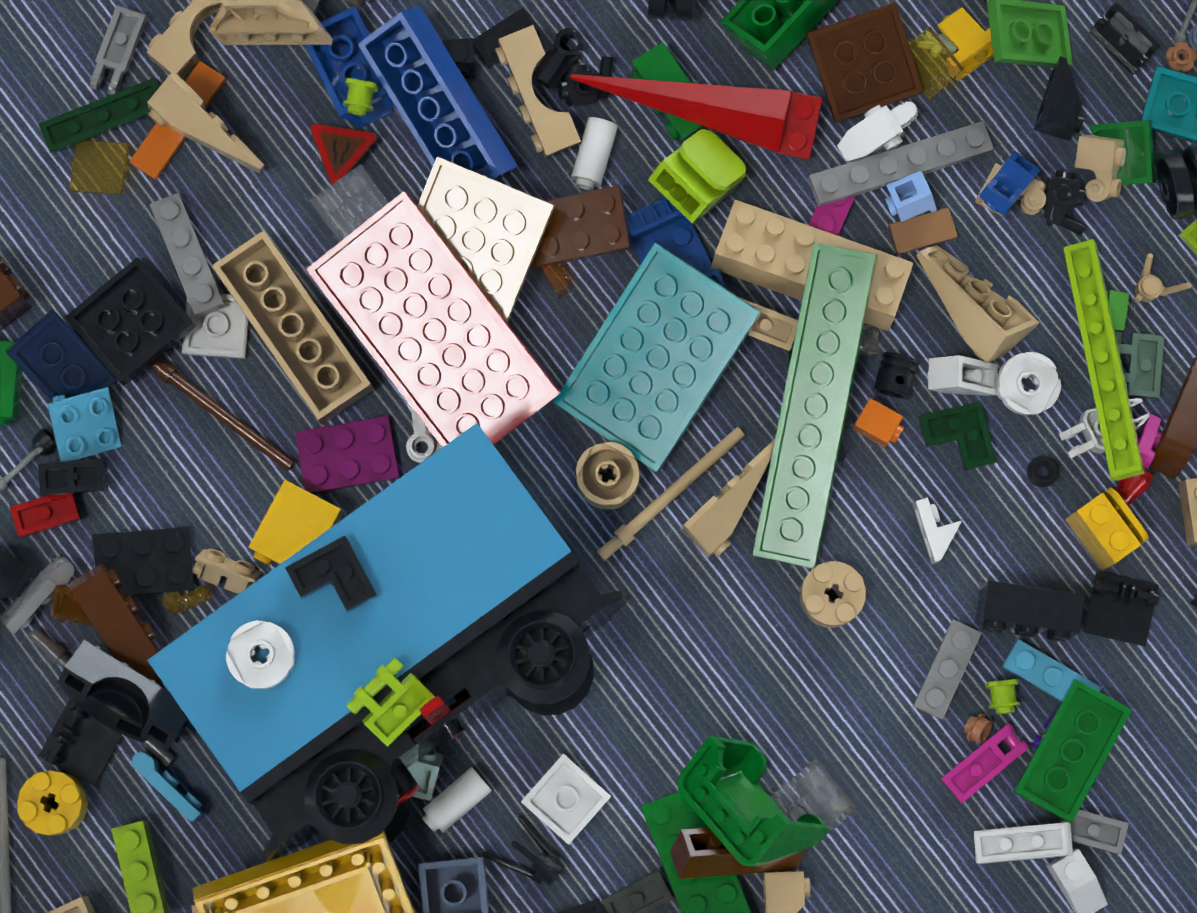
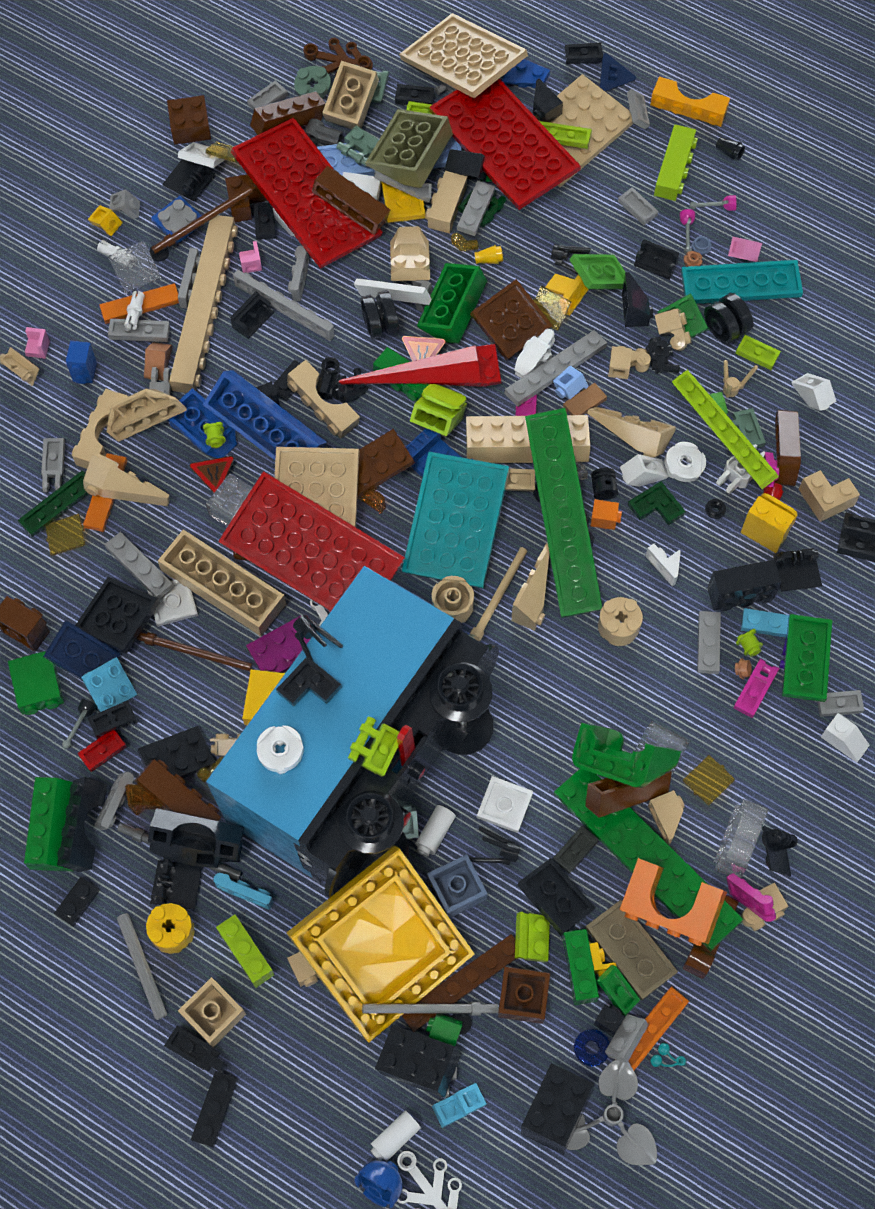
camera: 20 degrees left, 15 degrees down
(360, 491) = (307, 629): none -> black plant
(594, 153) = (369, 421): white brick -> none
(715, 62) = (422, 347): none -> piece
(862, 868) = (708, 780): none -> clear yellow piece
(1009, 183) = (625, 352): blue brick -> none
(1023, 843) = (802, 724): white tile -> none

